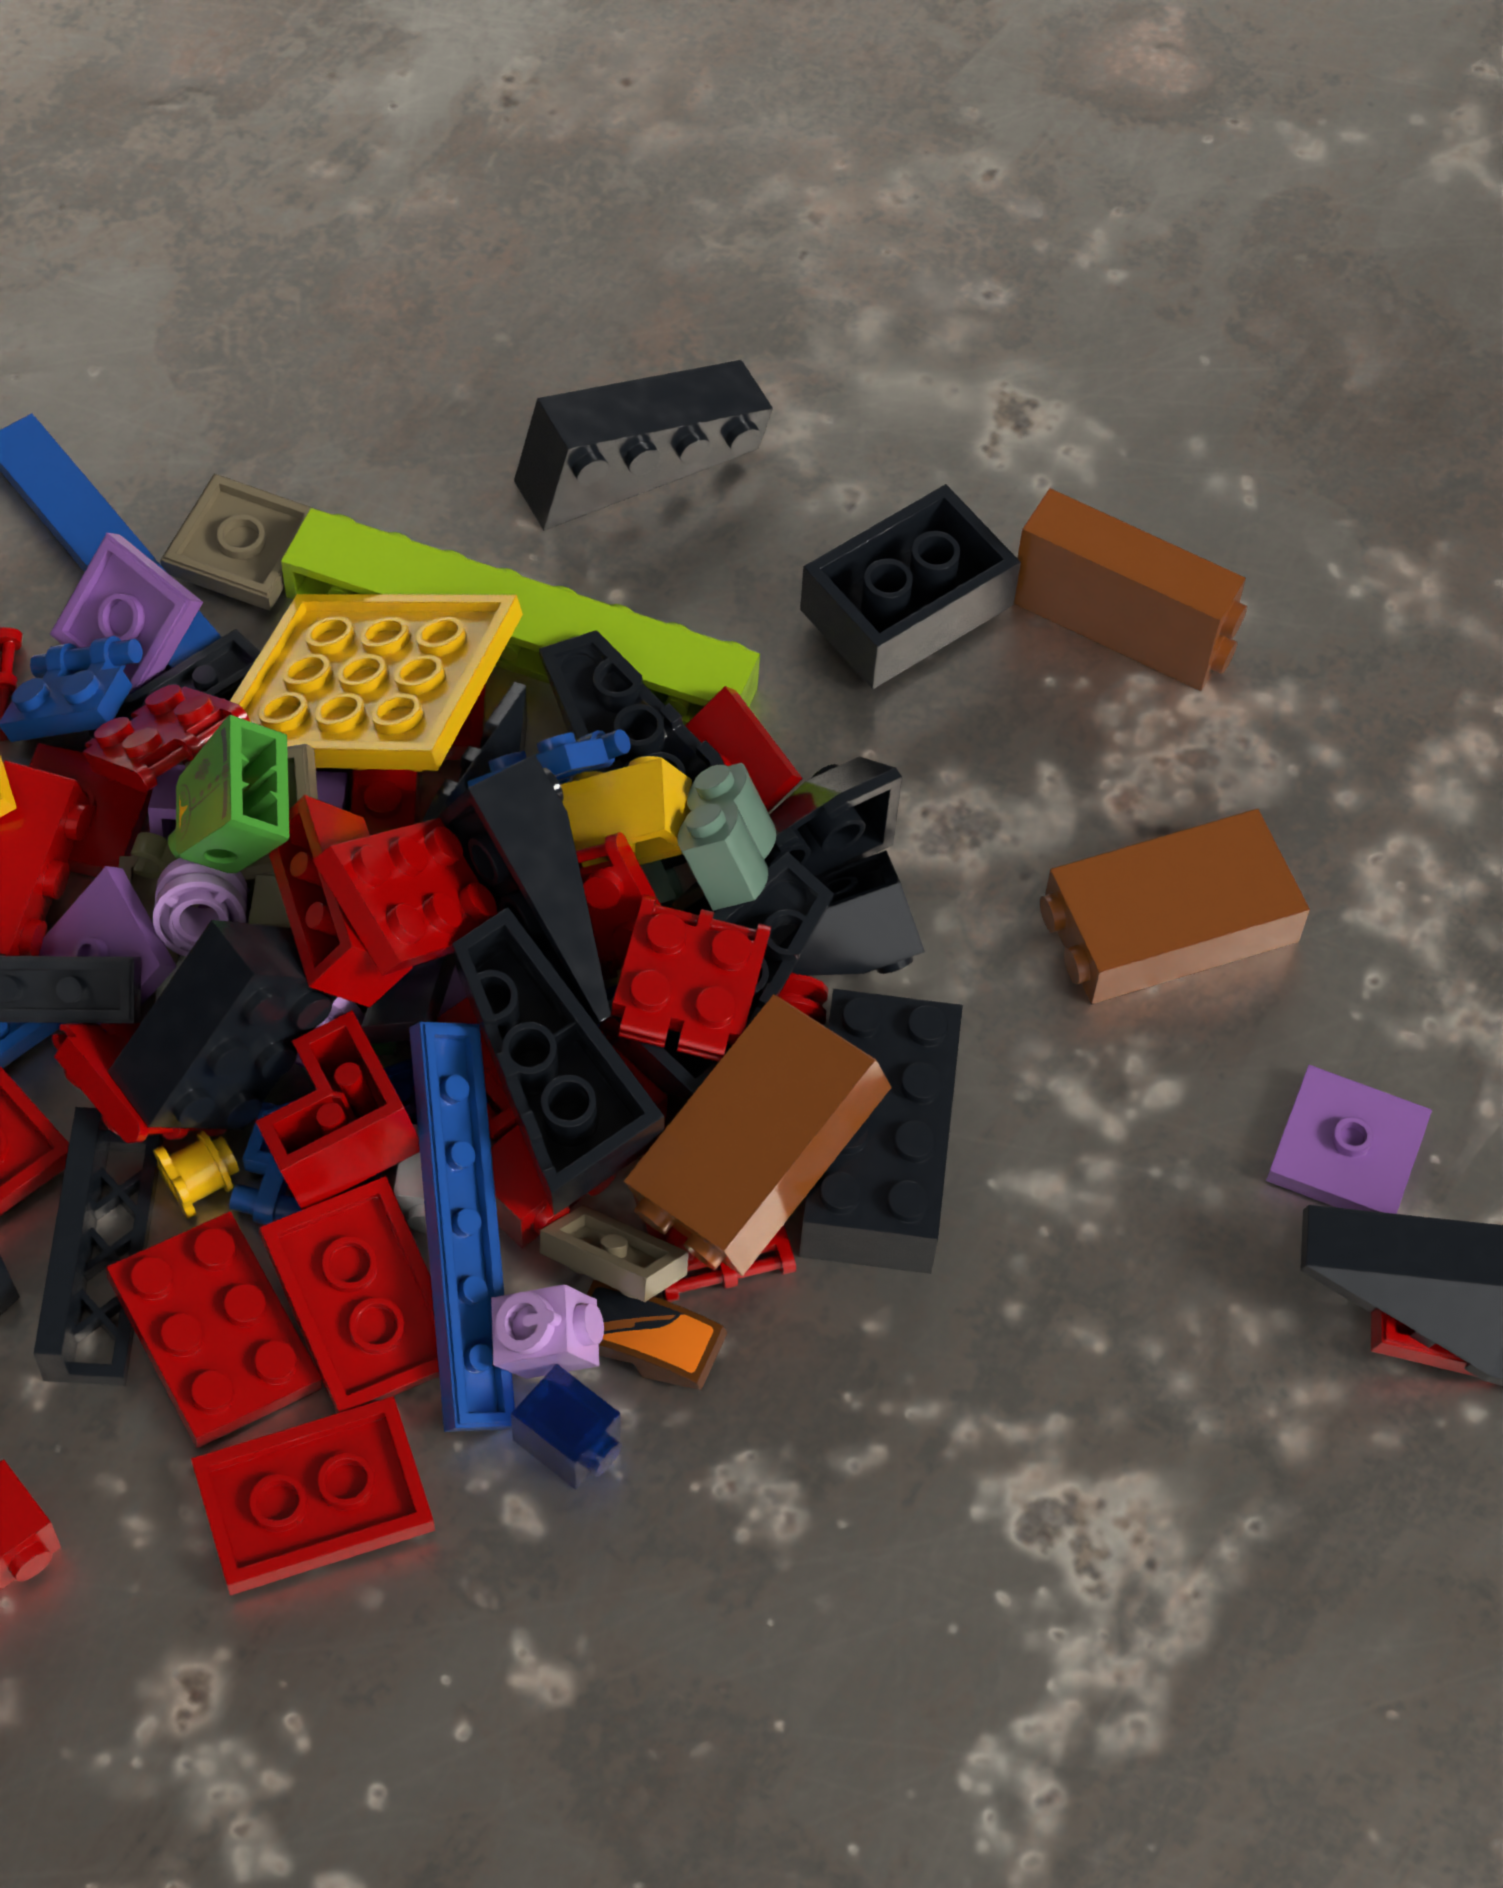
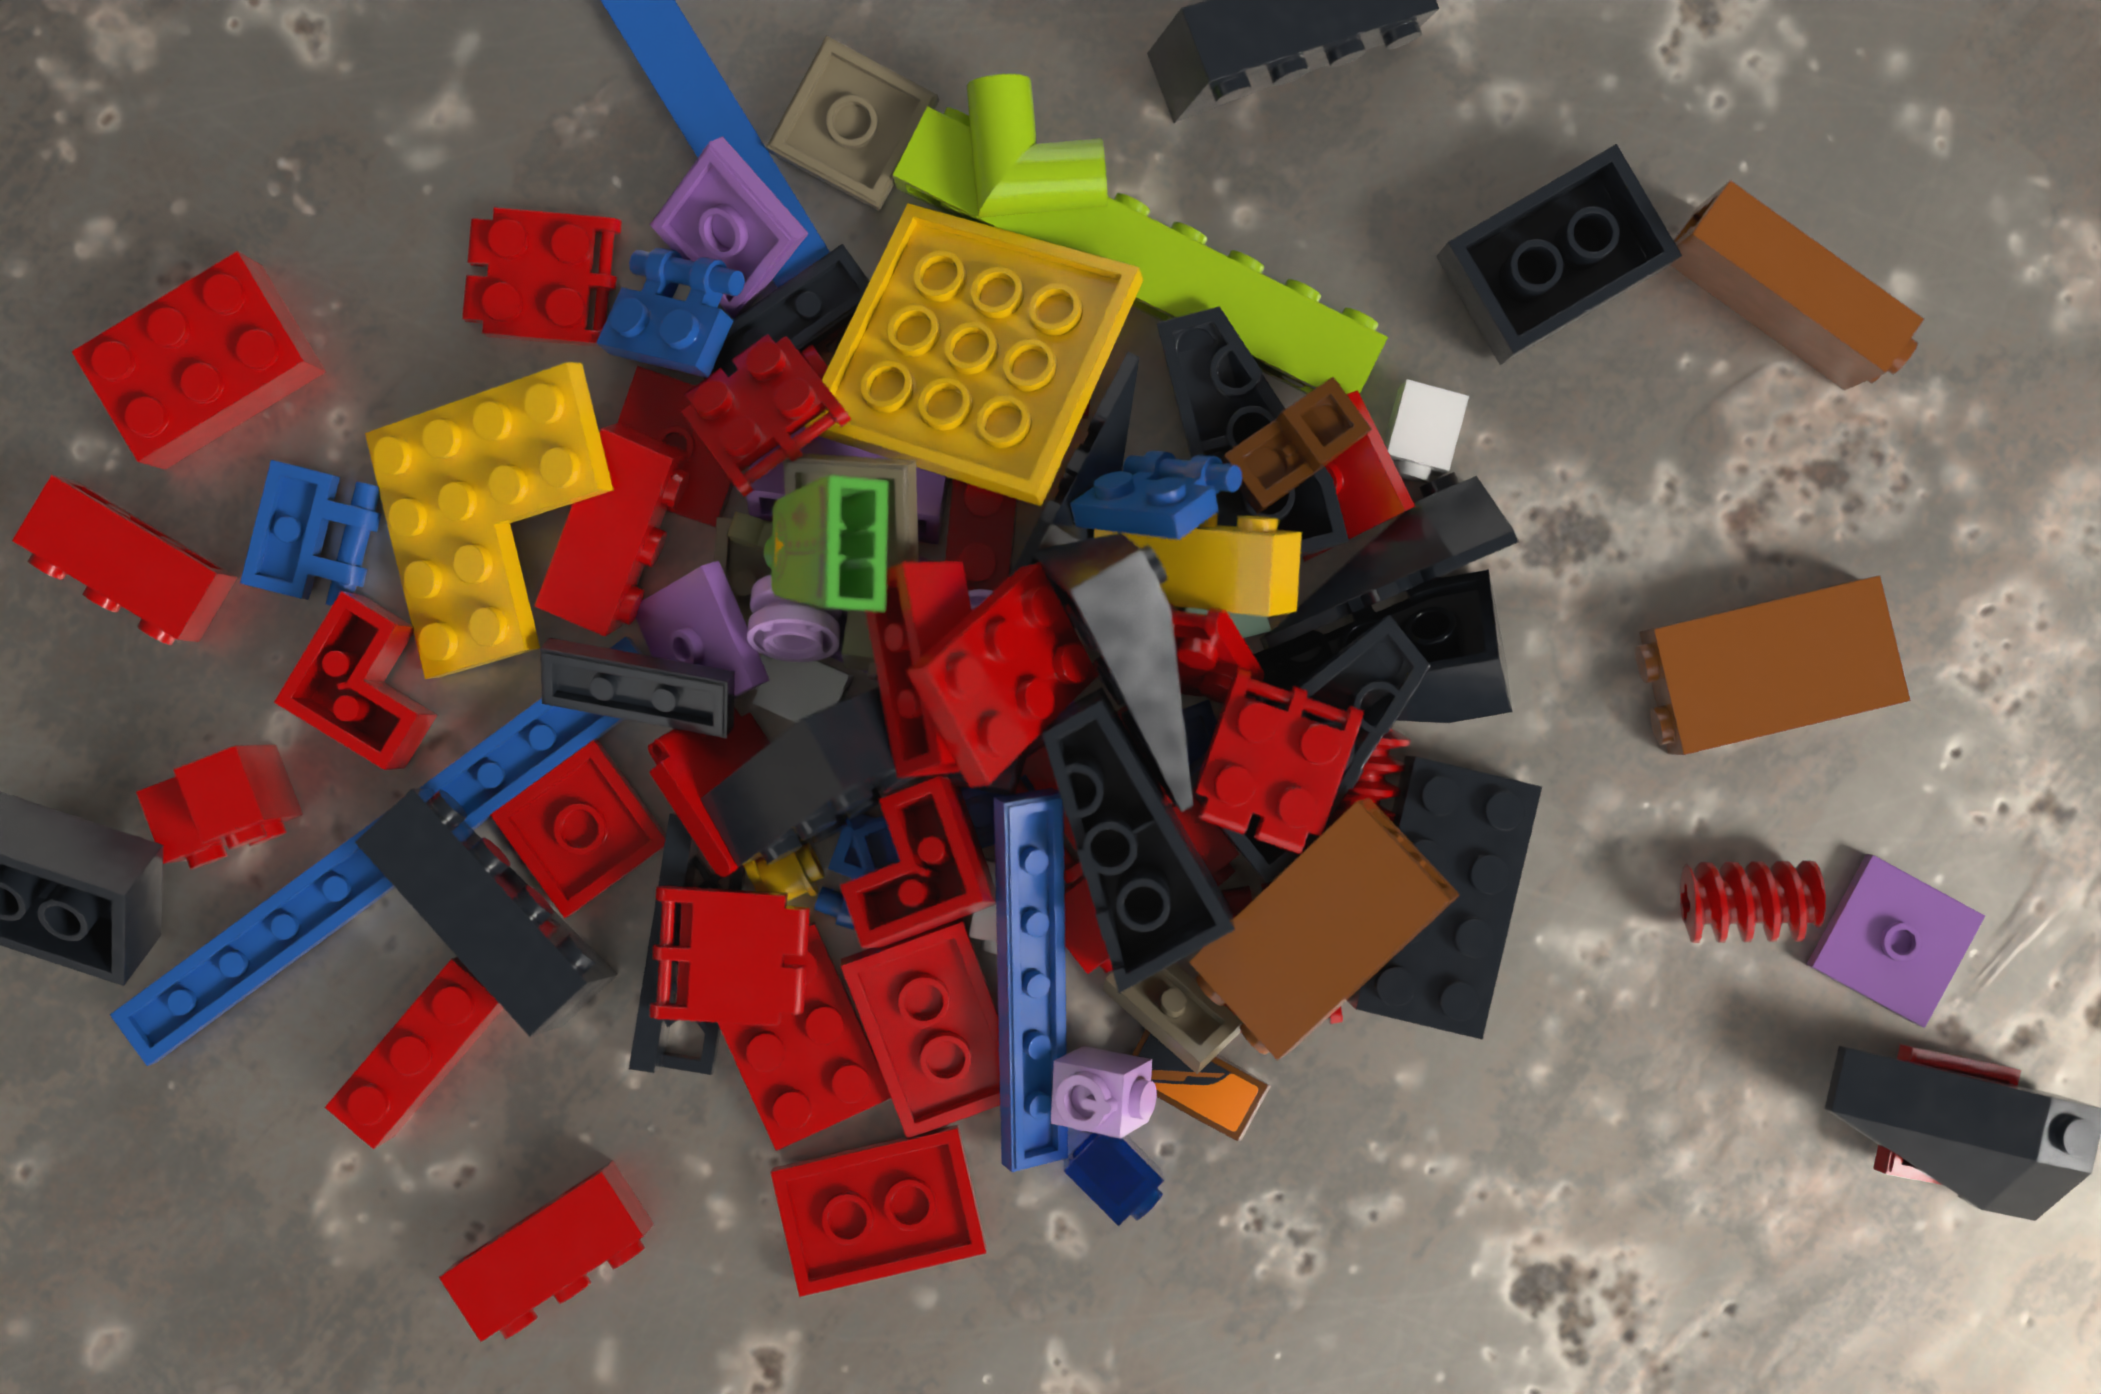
camera: 15 degrees right, 30 degrees up
(142, 1223) = (730, 956): none -> red plate
(402, 545) = (1015, 171): none -> lime brick
(688, 718) = (1297, 444): none -> reddish brown slope
(727, 836) = (1330, 602): sand green brick -> none
(808, 728) = (1424, 430): none -> white brick
(1193, 1105) = (1752, 898): none -> red piece

